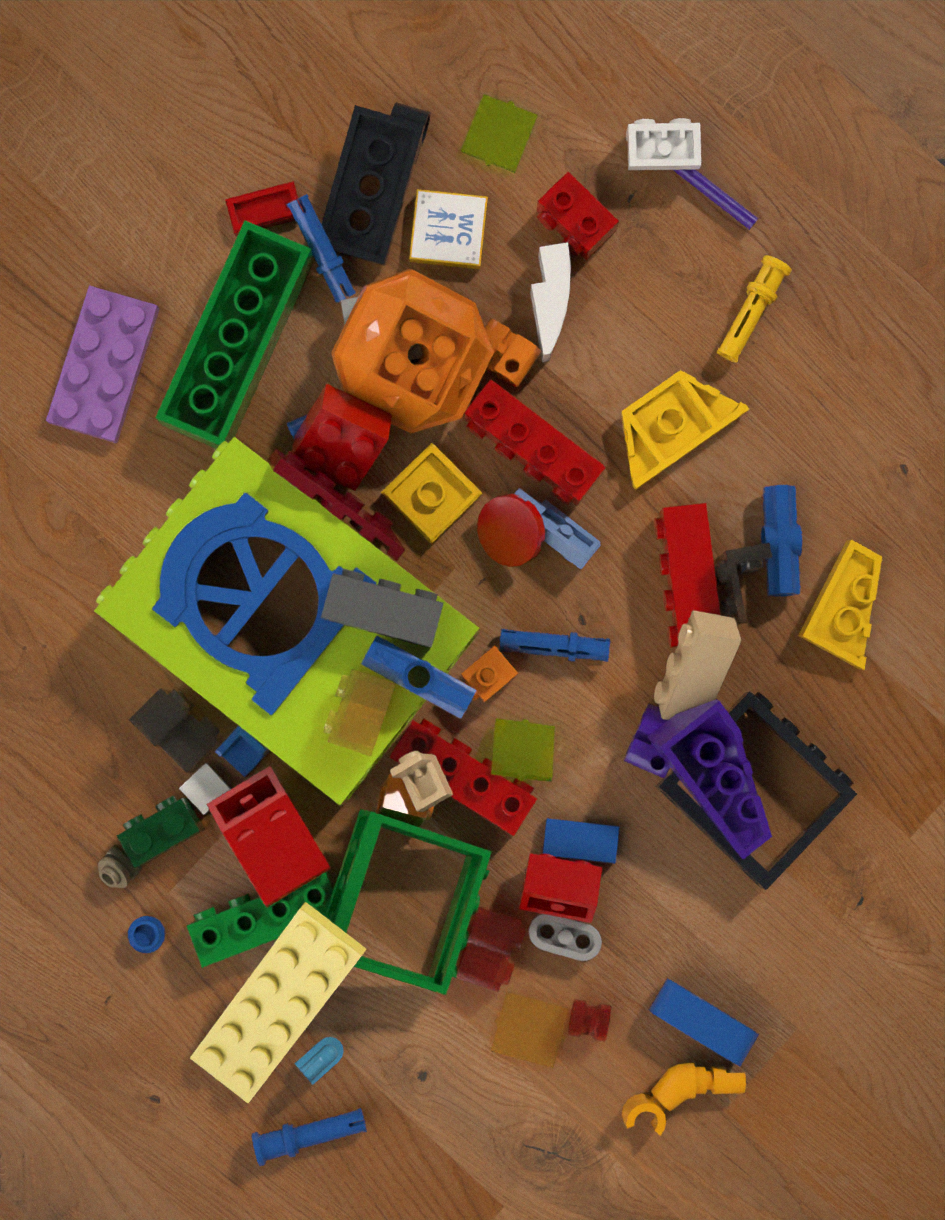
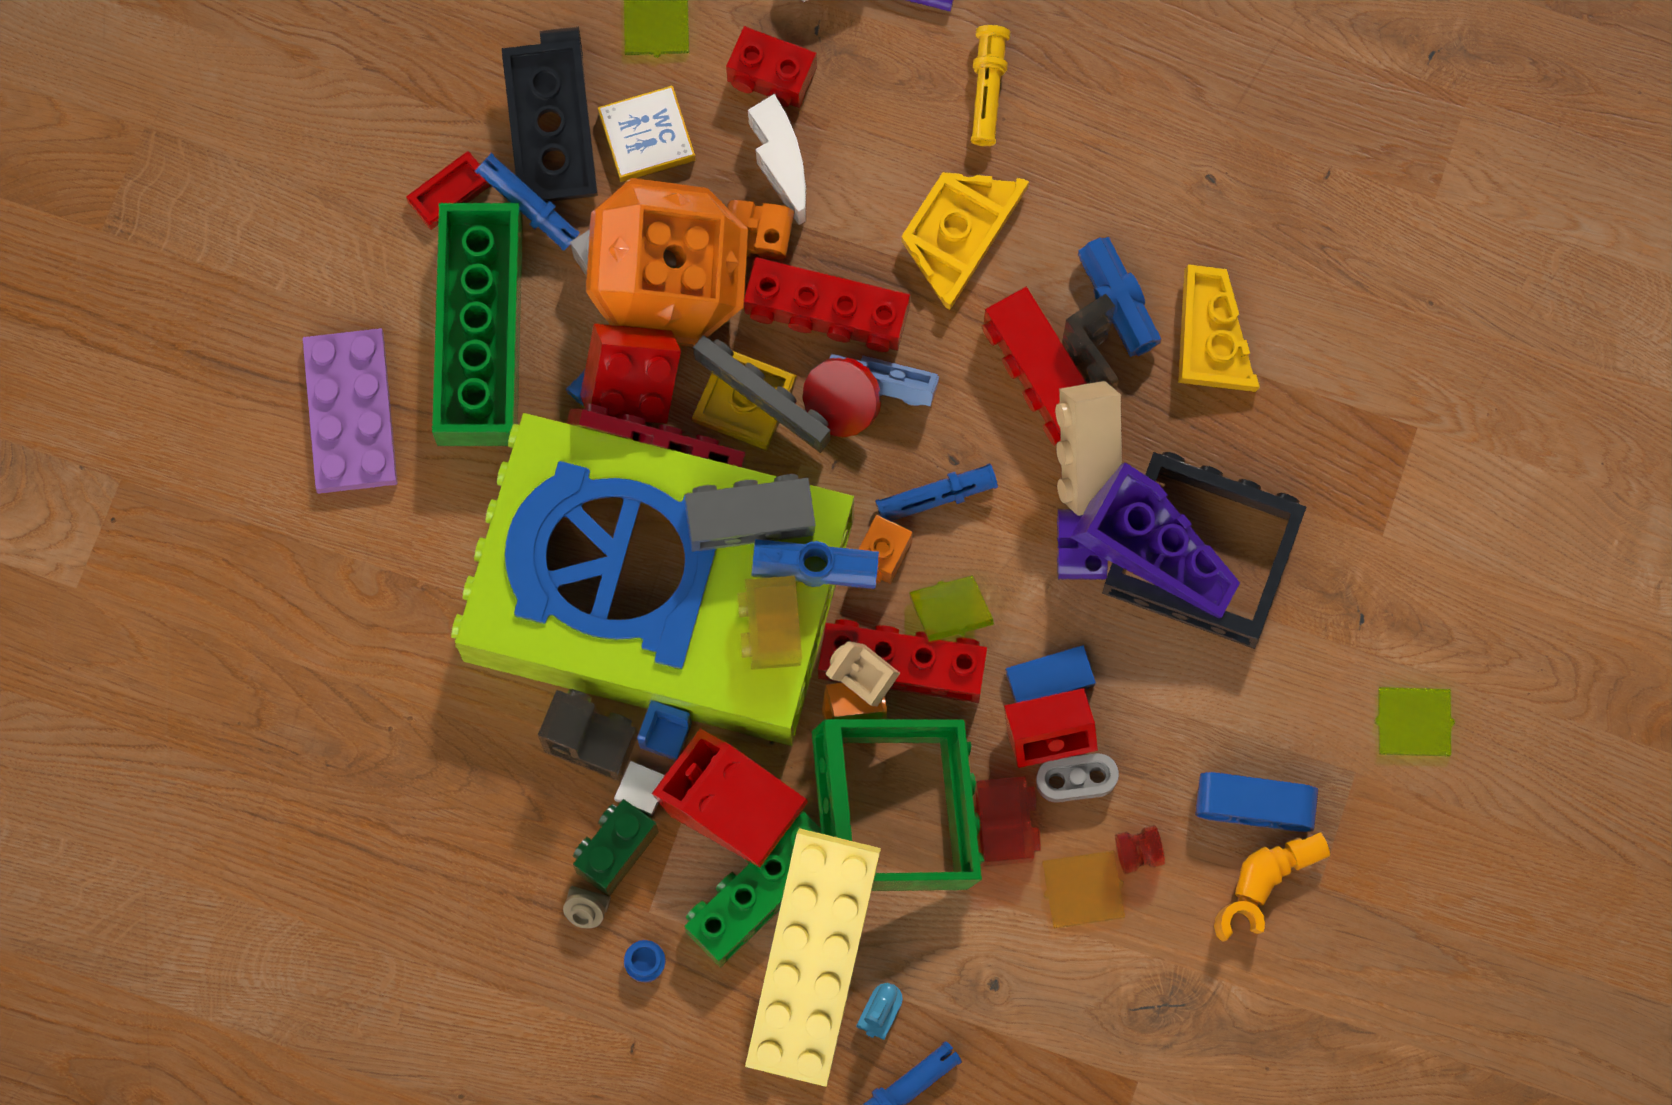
camera: 20 degrees left, 10 degrees down
(439, 485) = (750, 383): none -> dark grey plate
(865, 1008) = (1414, 721): none -> clear neon green piece

